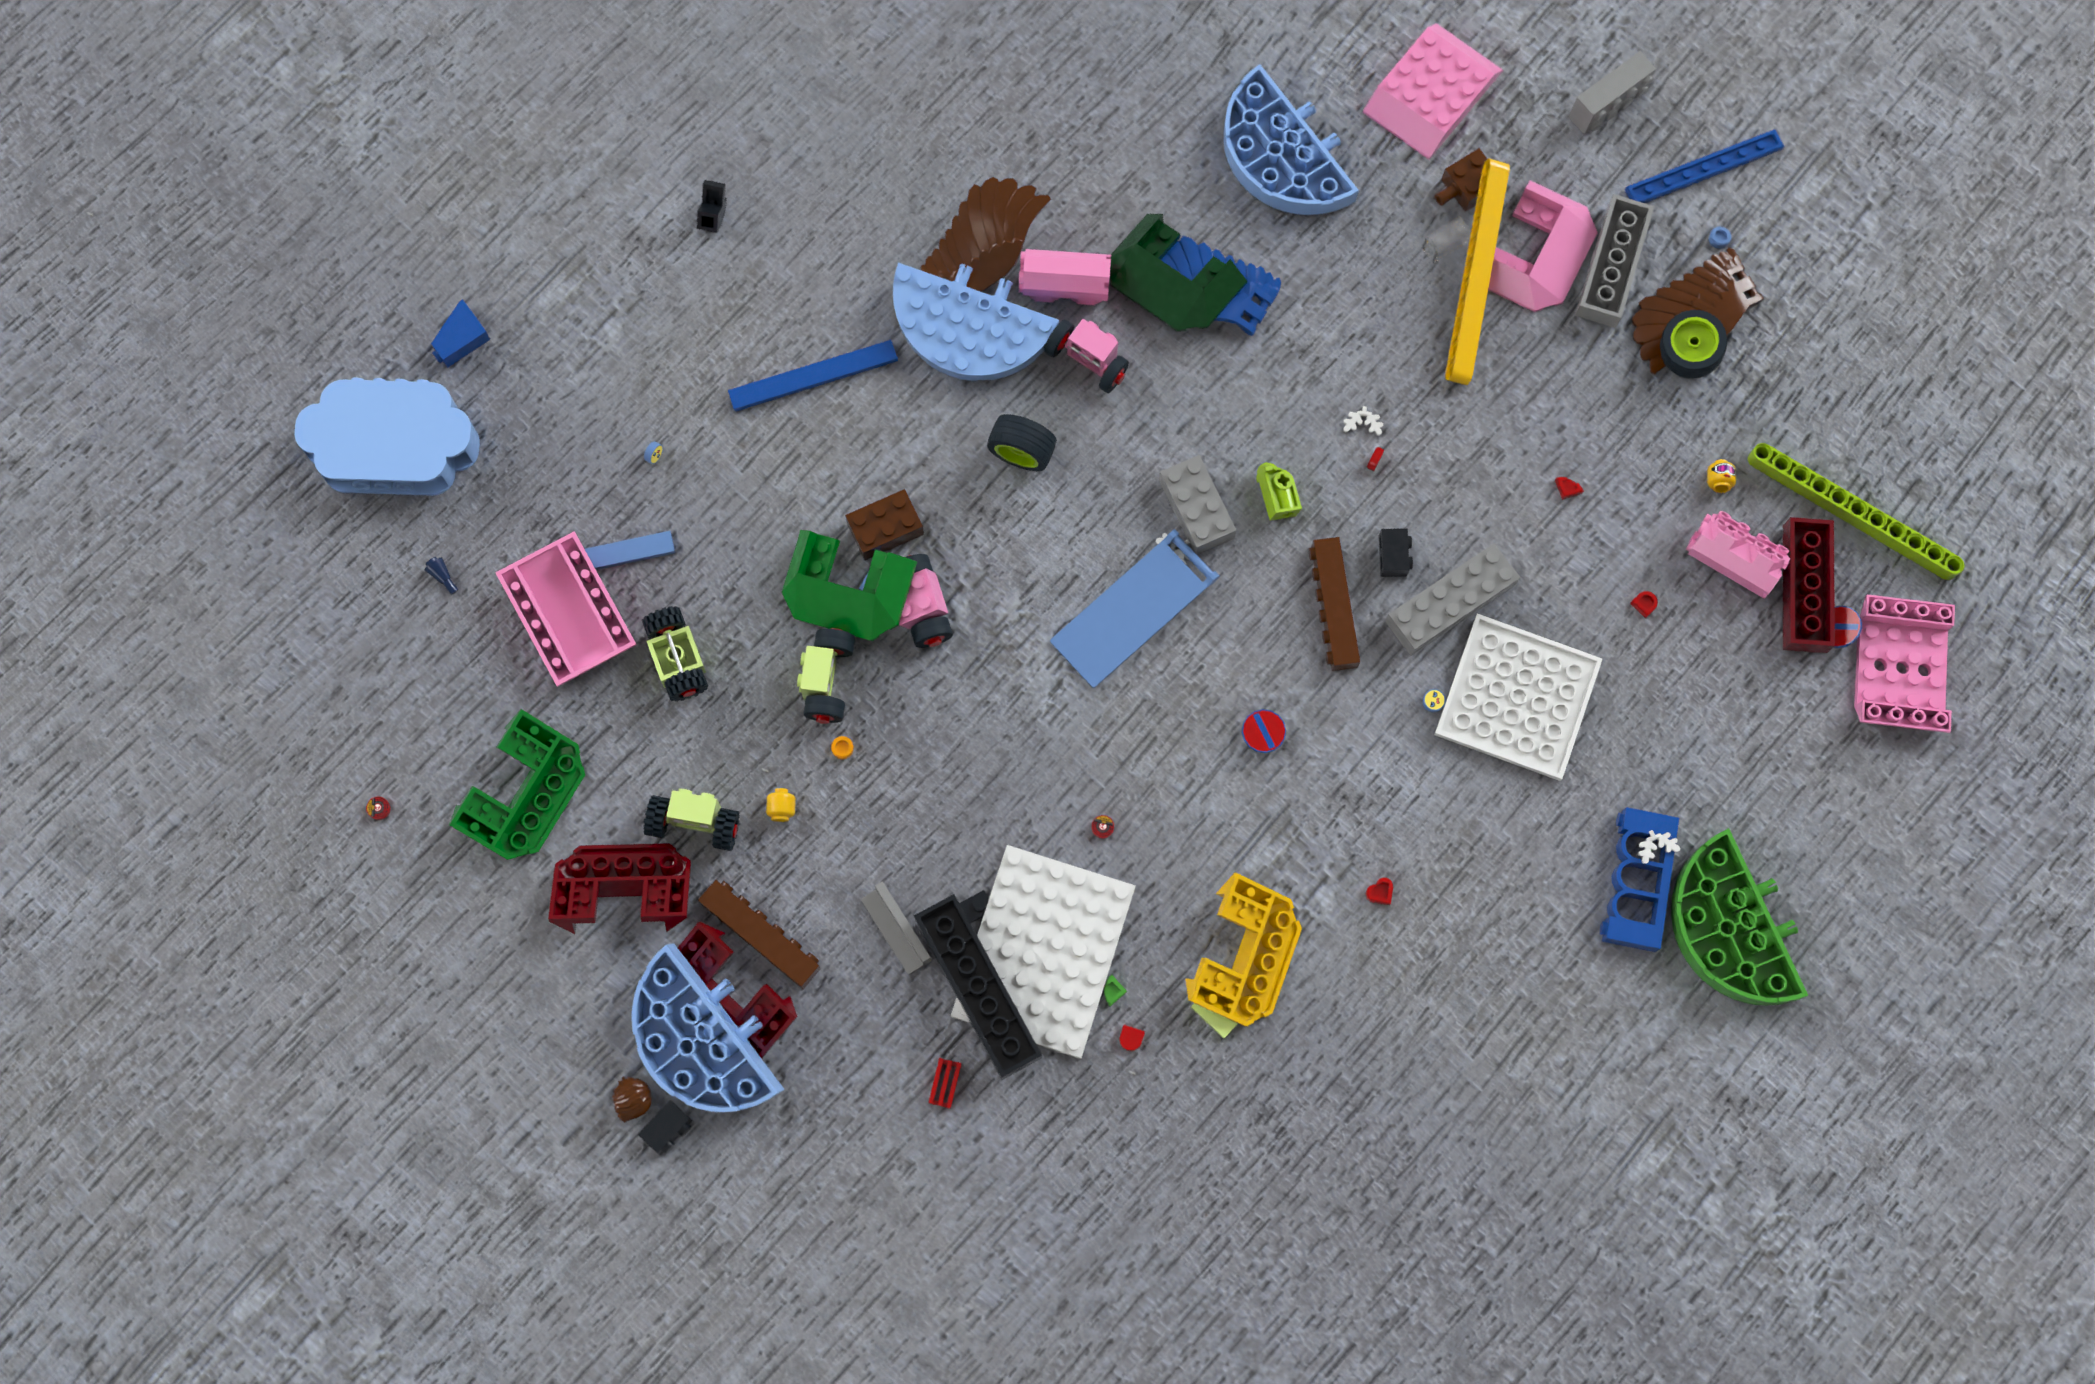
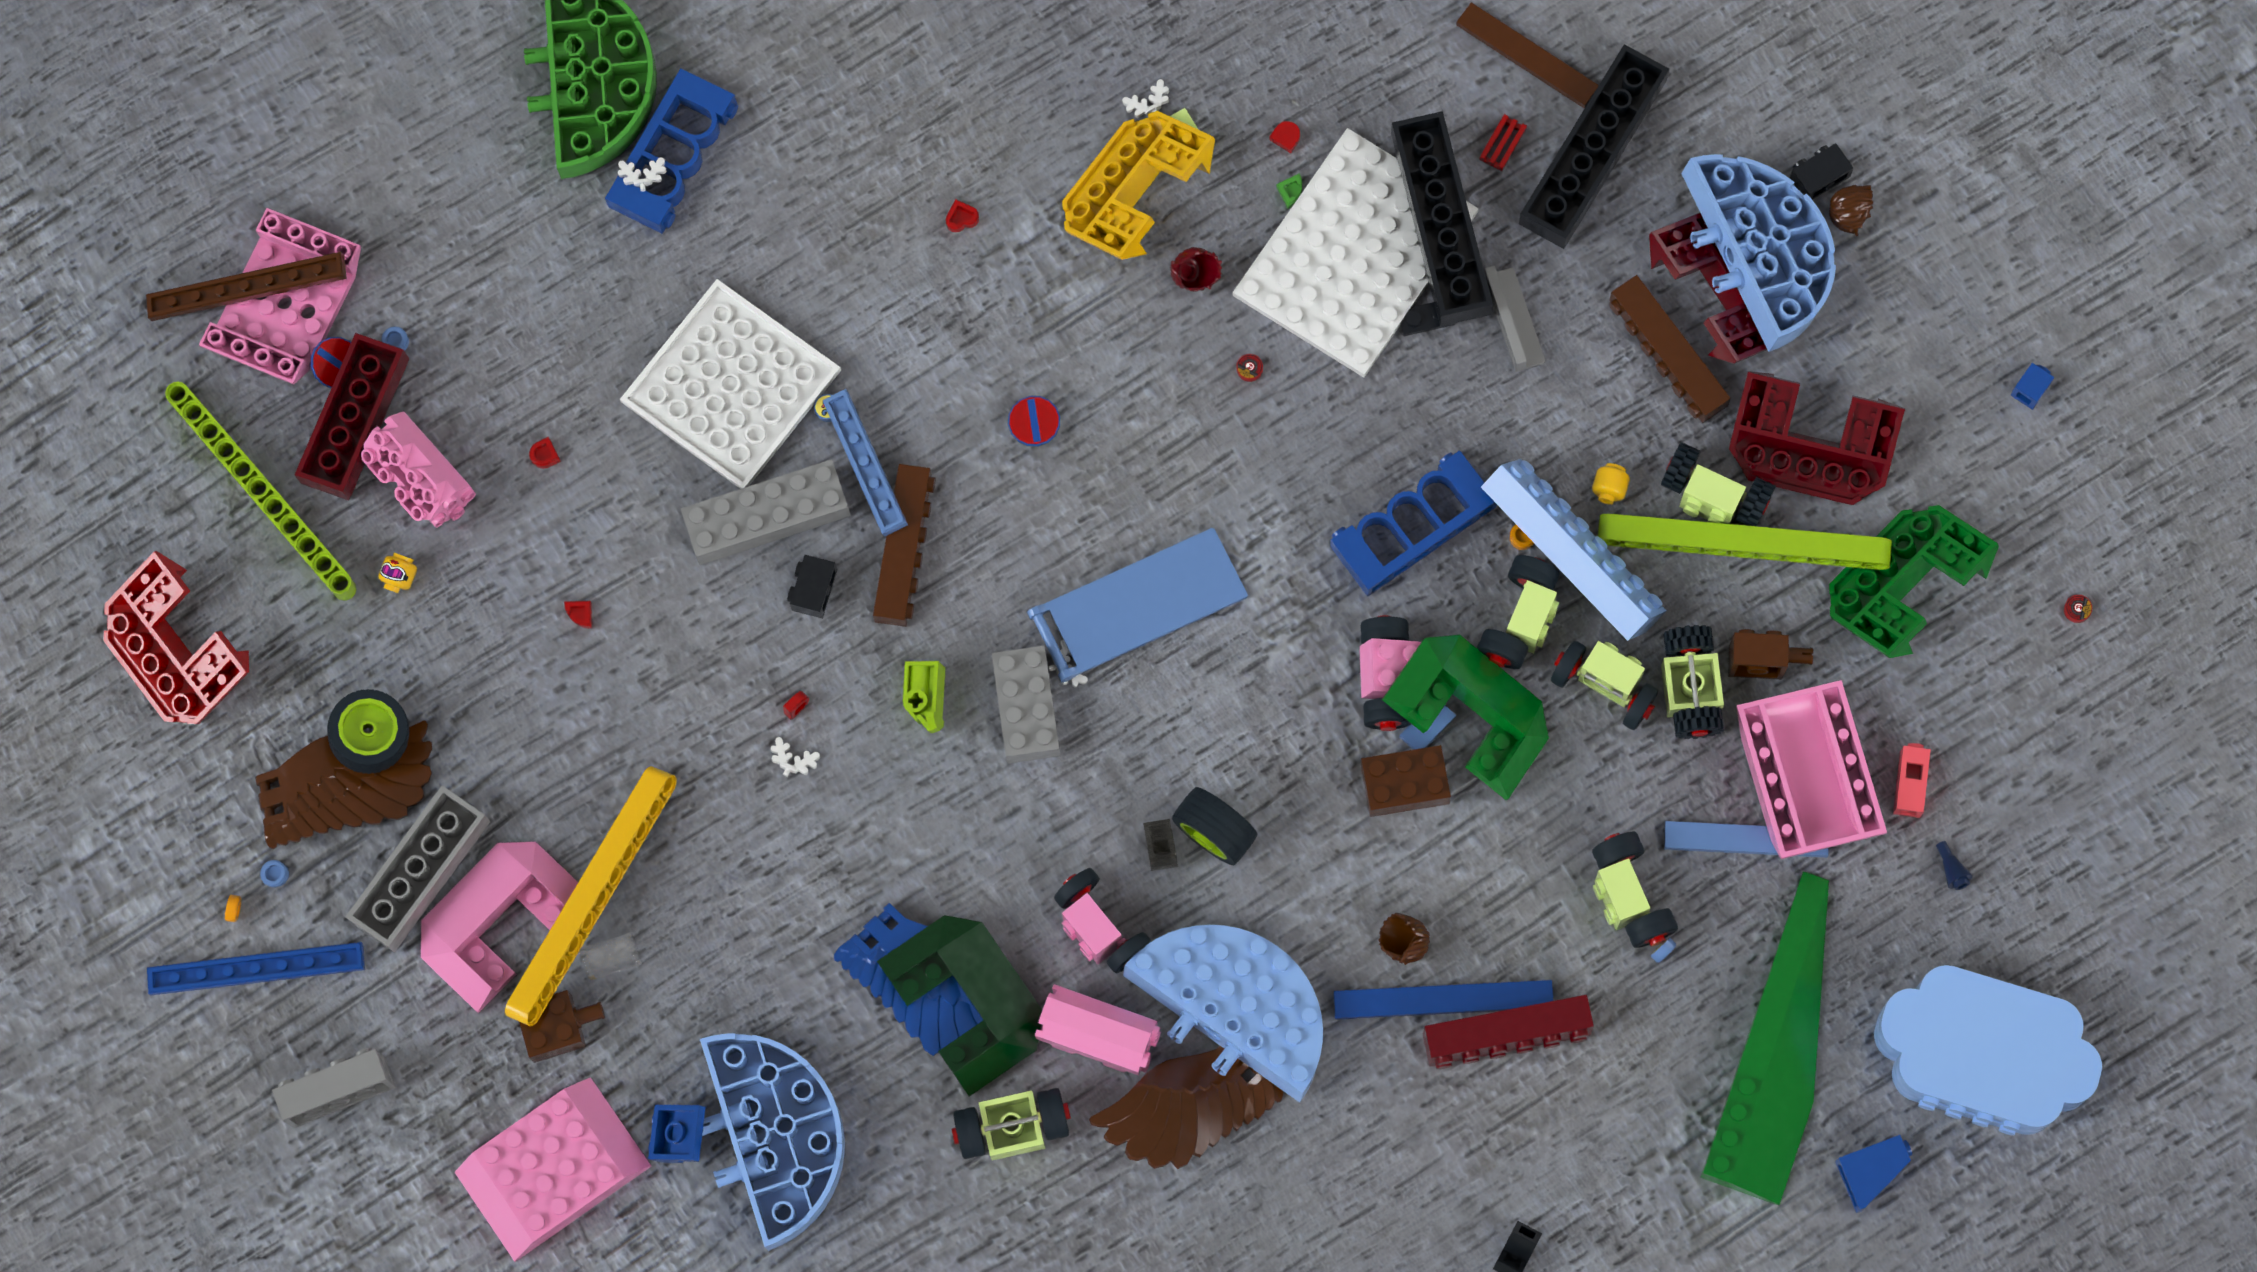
camera: 155 degrees left, 0 degrees up
(448, 985) = (2032, 385): none -> blue brick
(486, 631) = (1911, 780): none -> coral brick
(548, 396) = (1778, 1062): none -> green wedge
(623, 693) = (1763, 655): none -> reddish brown brick
(659, 783) = (1745, 541): none -> lime beam
(694, 480) = (1623, 894): none -> brick
(744, 645) = (1609, 675): none -> brick
(757, 356) = (1508, 1031): none -> dark red brick
(797, 736) = (1574, 548): none -> light blue brick
(853, 404) = (1404, 938): none -> reddish brown hair
(865, 1095) = (1593, 146): none -> black brick
(944, 1170) = (1527, 55): none -> reddish brown tile
(962, 685) = (1363, 564): none -> blue fence
(1058, 422) = (1160, 845): none -> clear smoke brick
(1109, 195) = (1011, 1124): none -> brick
(1171, 892) = (1196, 269): none -> dark red hair
(1249, 1040) = (1157, 100): none -> white animal
(1352, 127) = (676, 1133): none -> blue plate
(1388, 656) = (865, 462): none -> medium blue tile
(1739, 201) = (233, 908): none -> light orange tile
(1800, 662) = (396, 337): none -> medium blue tile
(1873, 366) = (170, 677): none -> red slope
(1937, 665) = (246, 286): none -> reddish brown tile

